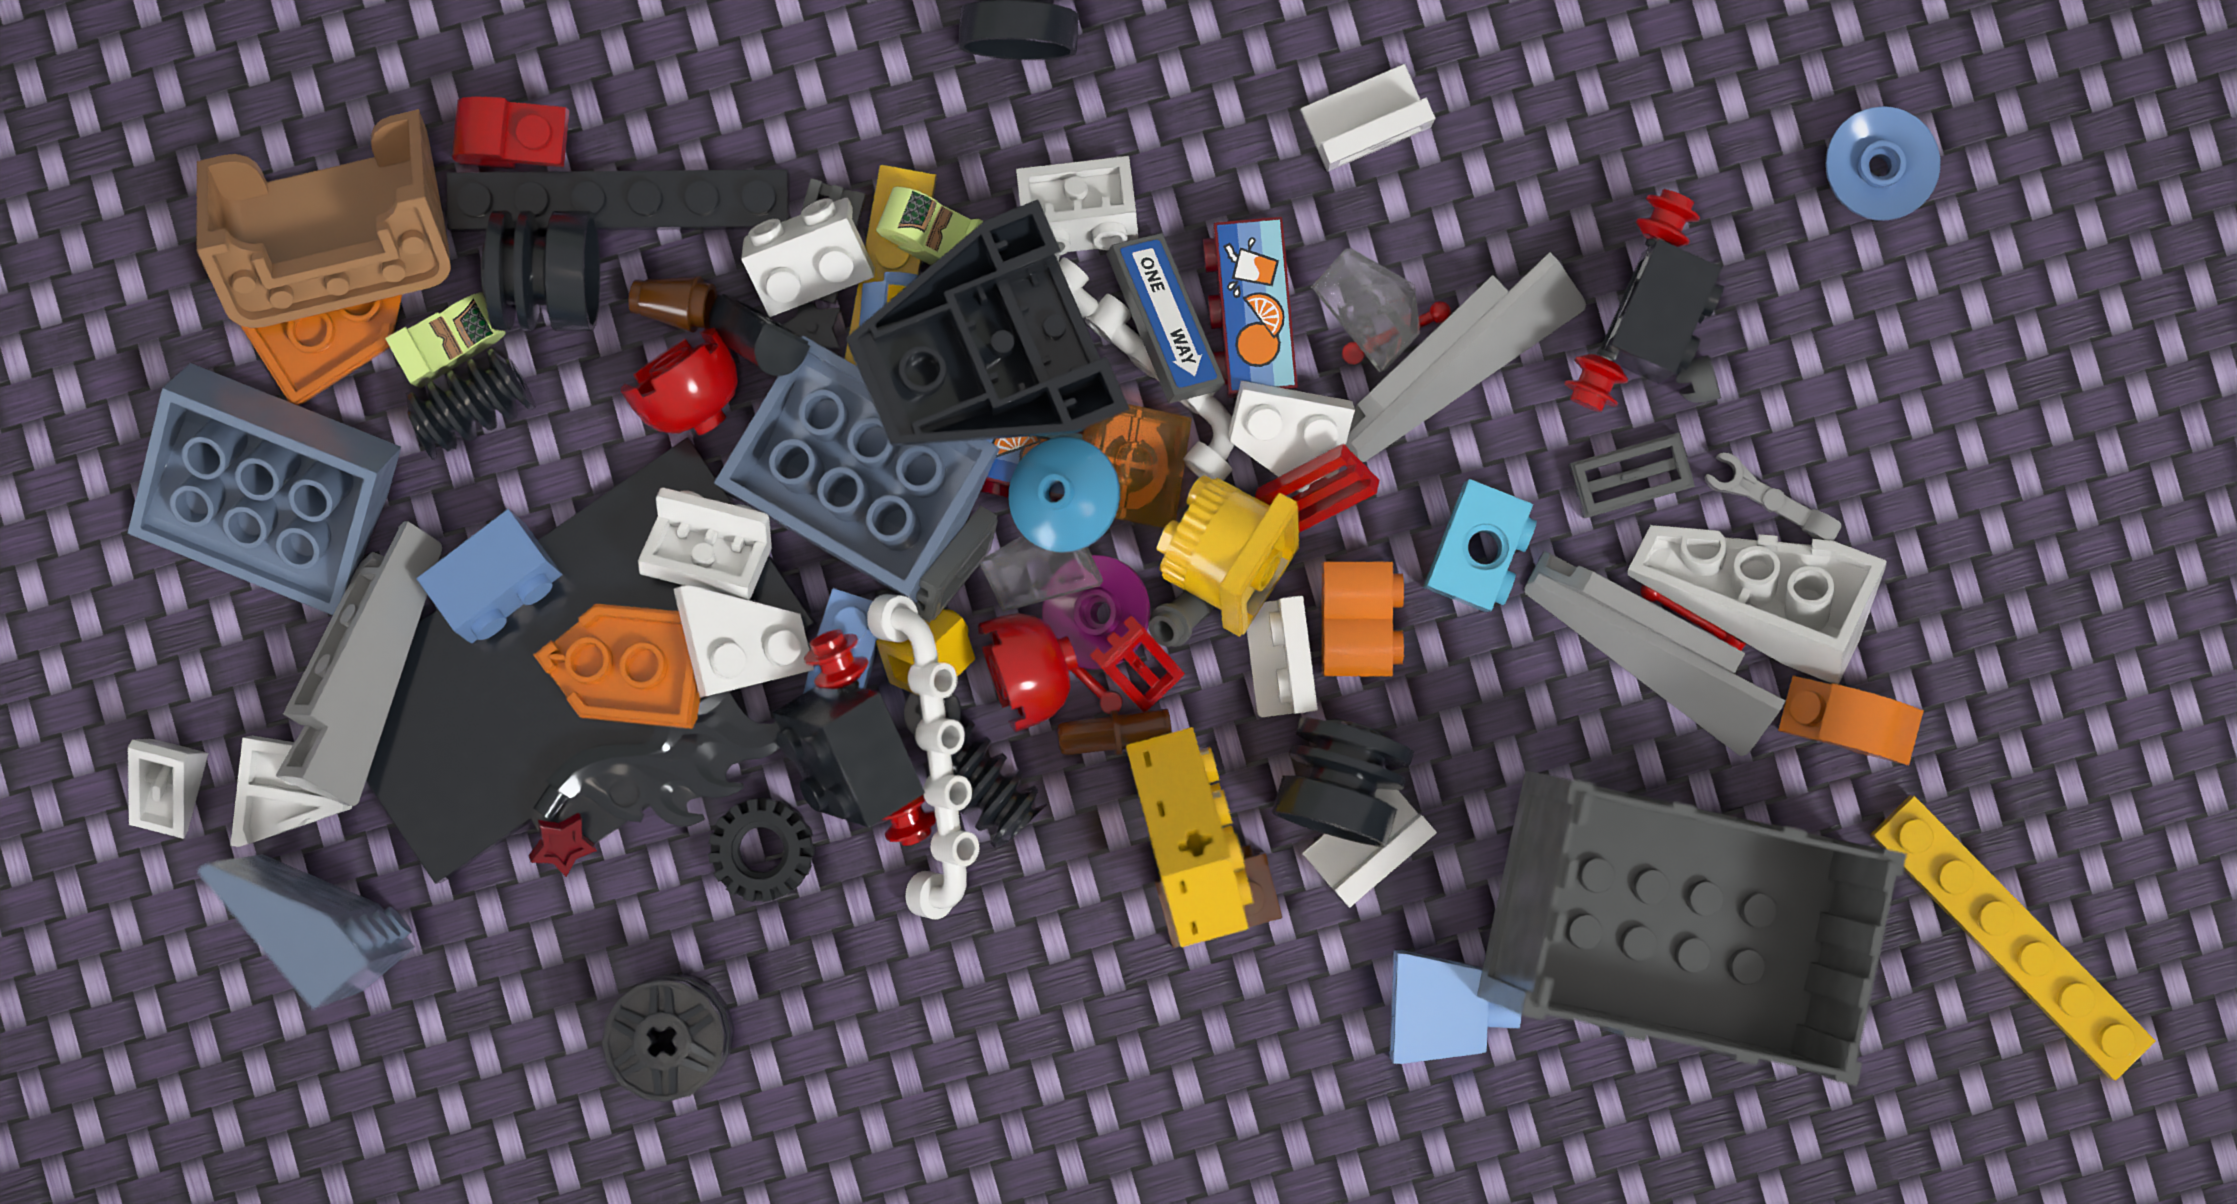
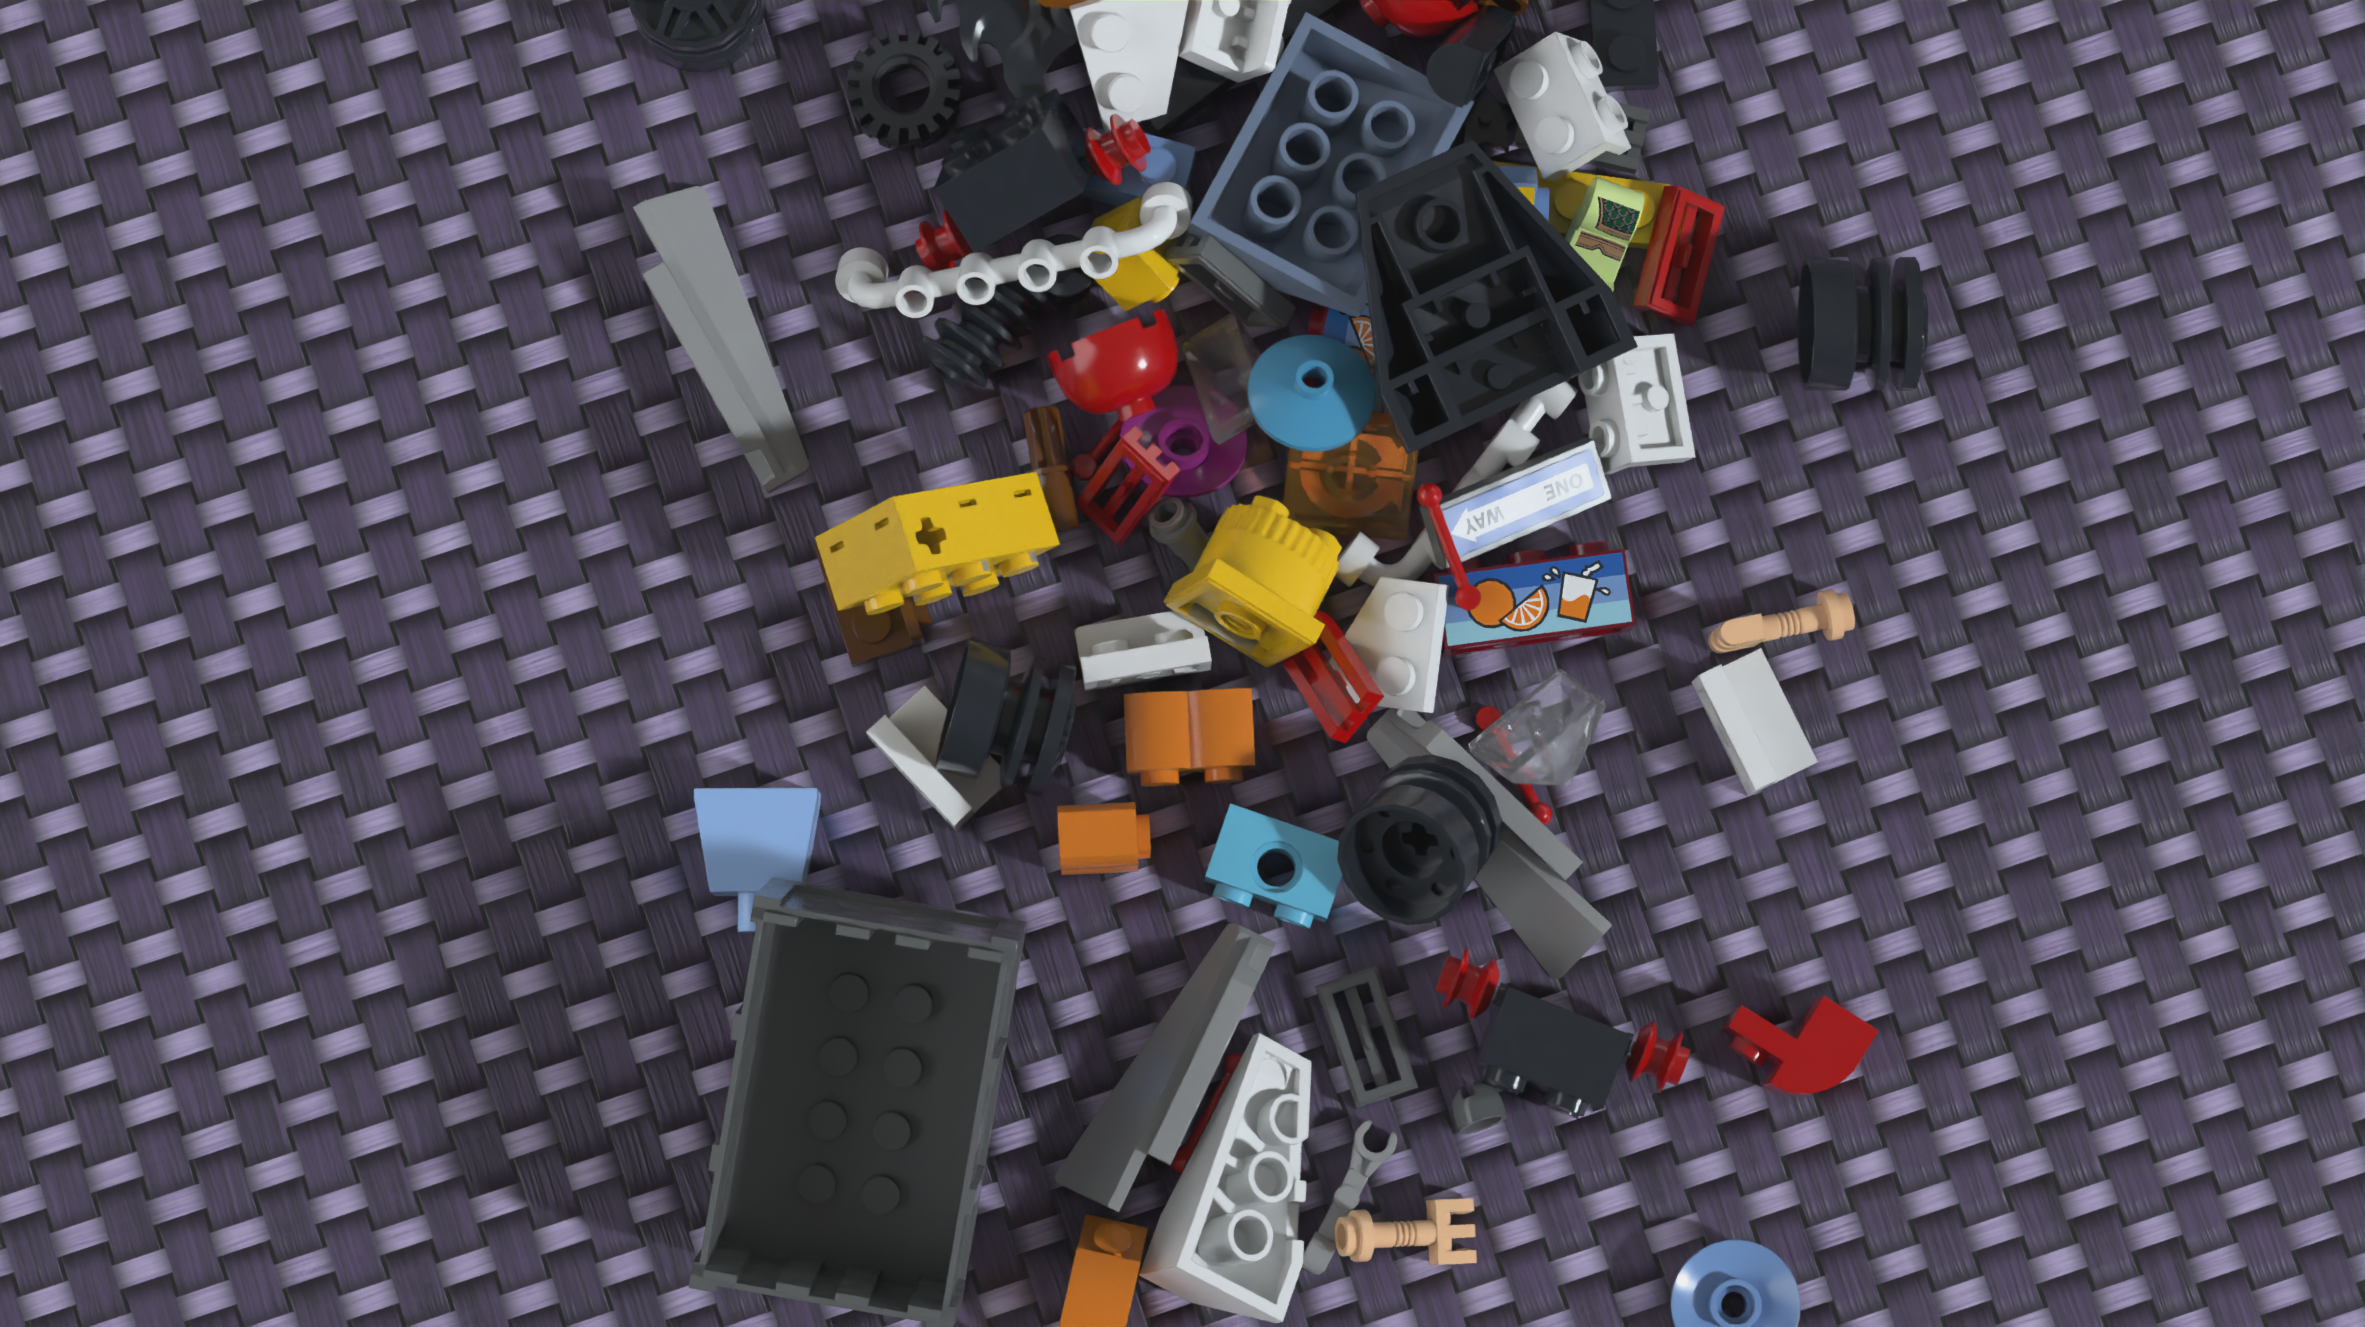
camera: 80 degrees right, 5 degrees down
(943, 166) = (1670, 253): none -> red tile
(974, 1026) = (718, 331): none -> light grey wedge
(1250, 365) = (1466, 595): none -> red hinge
(1275, 43) = (1831, 615): none -> light nougat hinge
(1454, 700) = (1102, 838): none -> orange brick
(1470, 418) = (1419, 839): none -> black wheel
(1668, 80) = (1813, 1059): none -> red brick
(1810, 490) = (1359, 1235): none -> light nougat hinge

